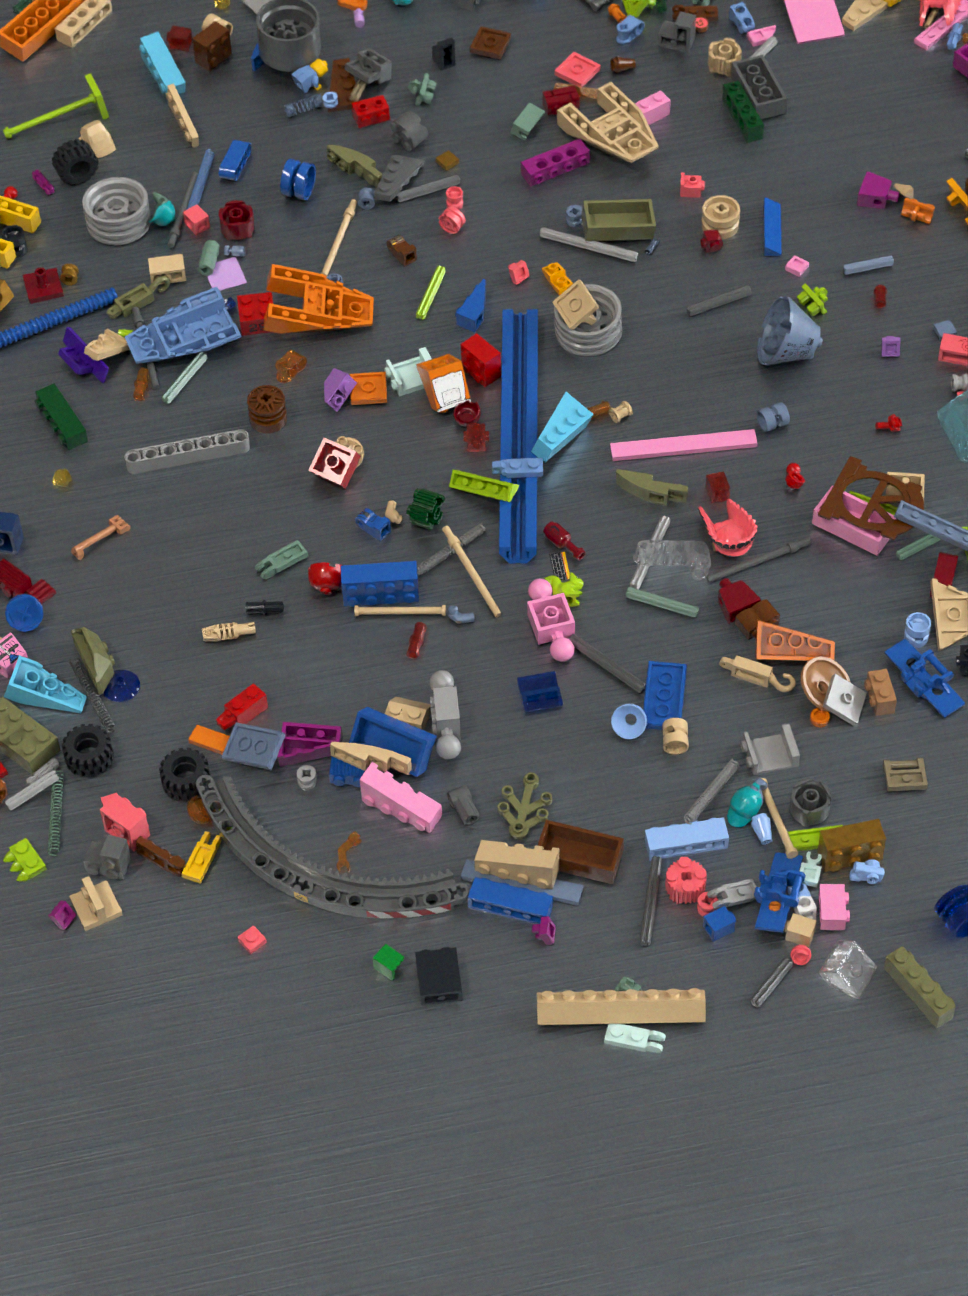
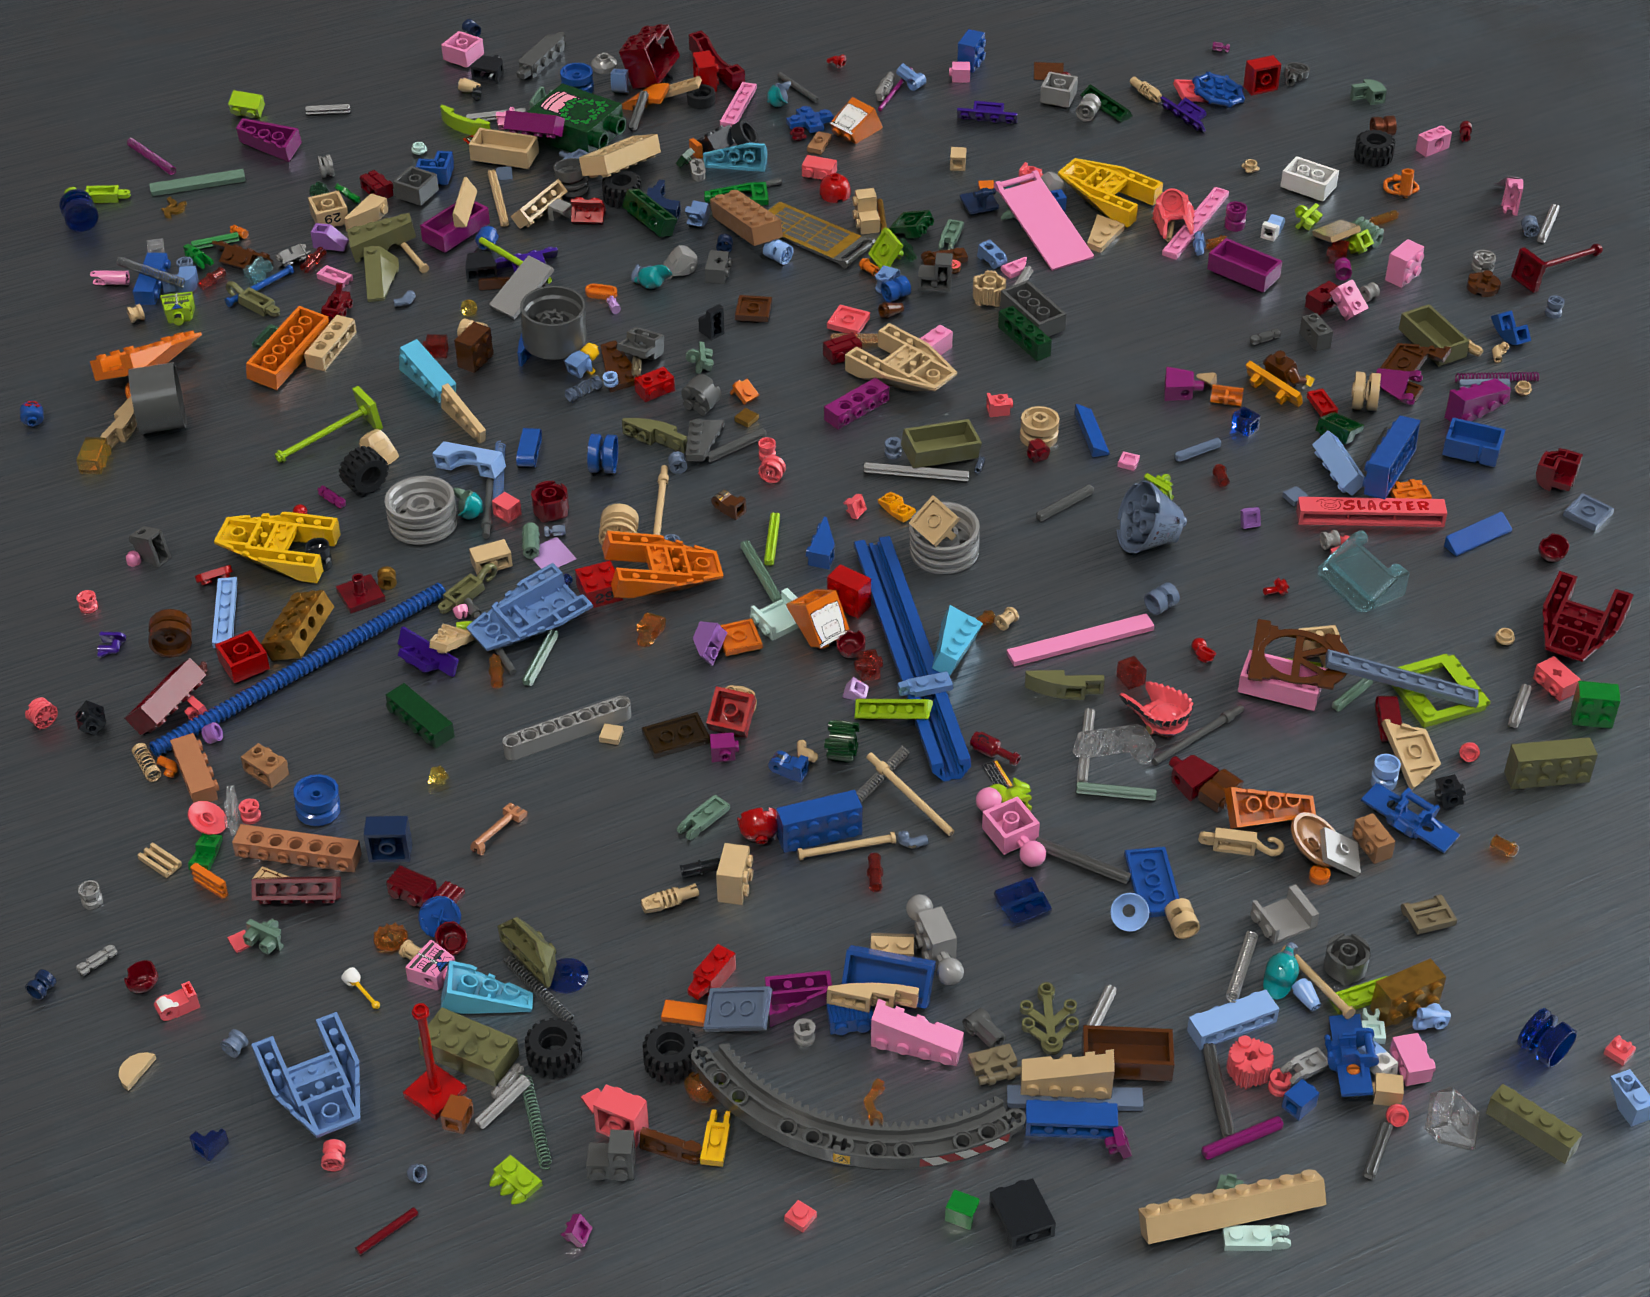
camera: 15 degrees left, 10 degrees down
(29, 633) = (451, 937): none -> dark red hair
(95, 904) = (611, 1212): tan bracket -> none
(126, 318) = (461, 610): none -> bright pink hinge
(161, 158) = (452, 455): none -> light blue arch
(225, 464) = (611, 734): none -> tan tile
(267, 409) = (641, 672): reddish brown wheel -> none
(282, 475) = (676, 735): none -> dark brown tile
(288, 620) = (734, 874): none -> tan brick
(291, 253) = (618, 518): none -> tan wheel
(319, 495) = (723, 747): none -> magenta brick
(409, 323) = (760, 571): none -> sand green axle
(453, 132) = (744, 391): none -> orange bracket
(458, 459) = (855, 690): none -> lavender slope
(459, 835) = (992, 1060): none -> dark tan plate
(526, 121) = (815, 371): sand green hinge -> none
(574, 805) = (1102, 1006): none -> light grey axle
(636, 41) = (895, 288): none -> blue wheel
(655, 947) = (1242, 1137): none -> magenta axle
(925, 242) = (1245, 421): none -> clear blue brick

